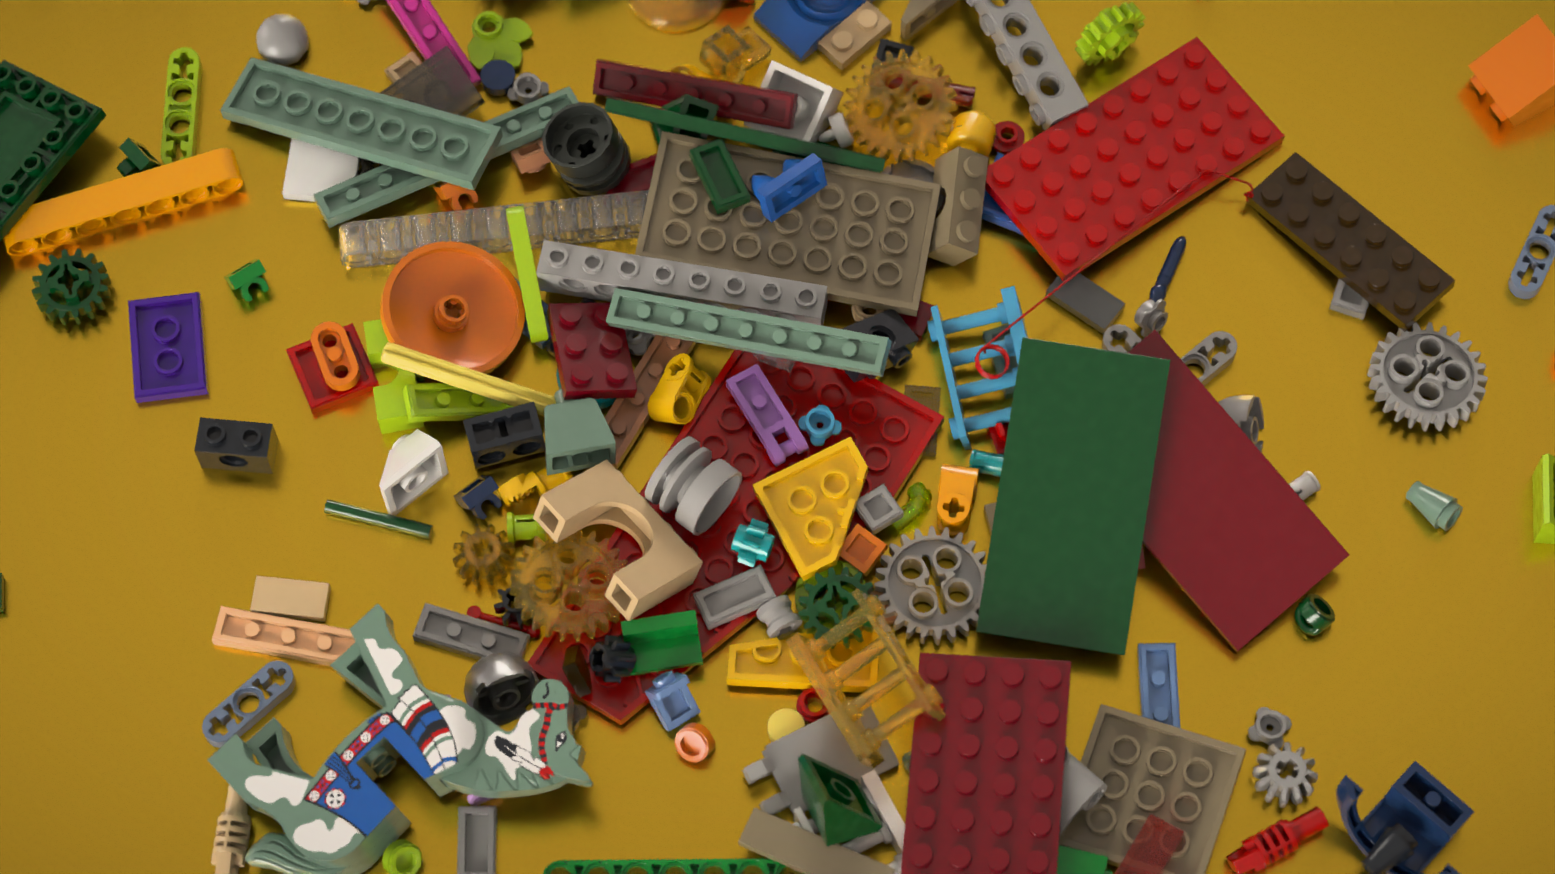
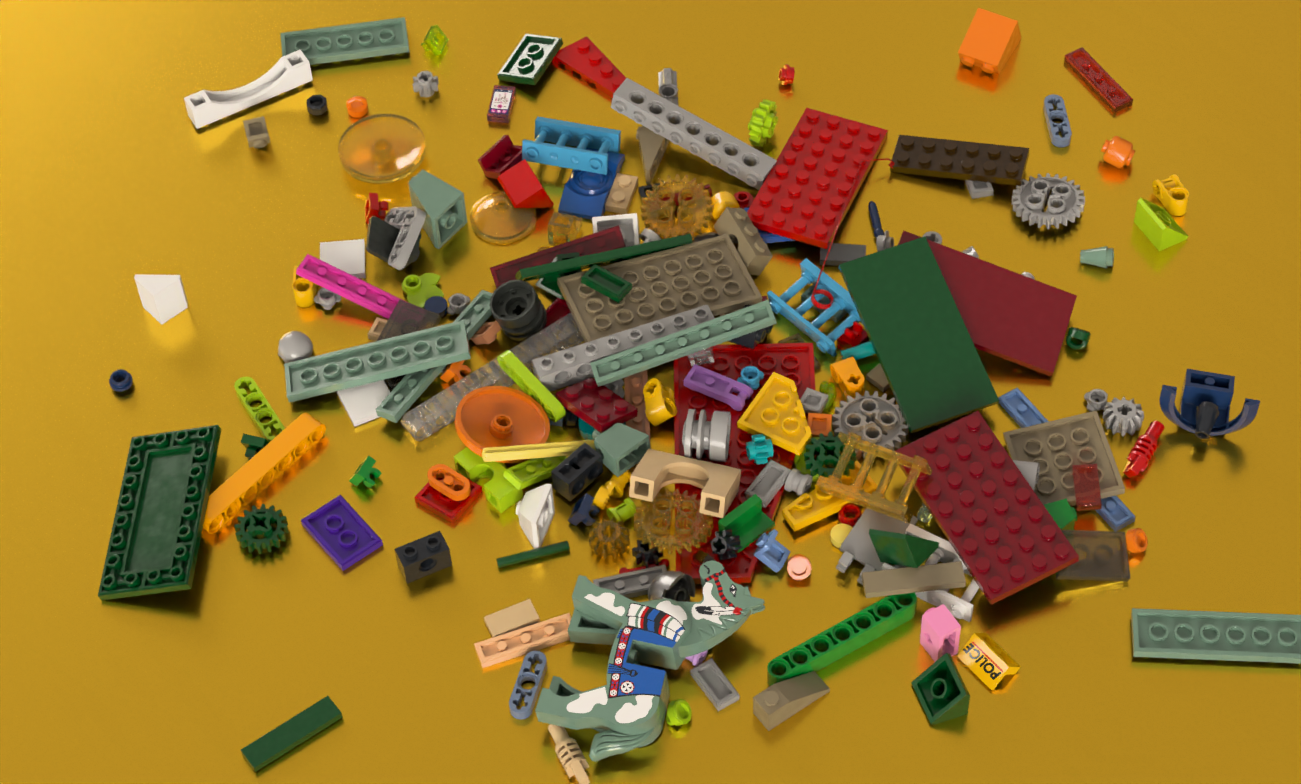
camera: 30 degrees left, 15 degrees down
(793, 186) = (651, 268): blue tile -> none

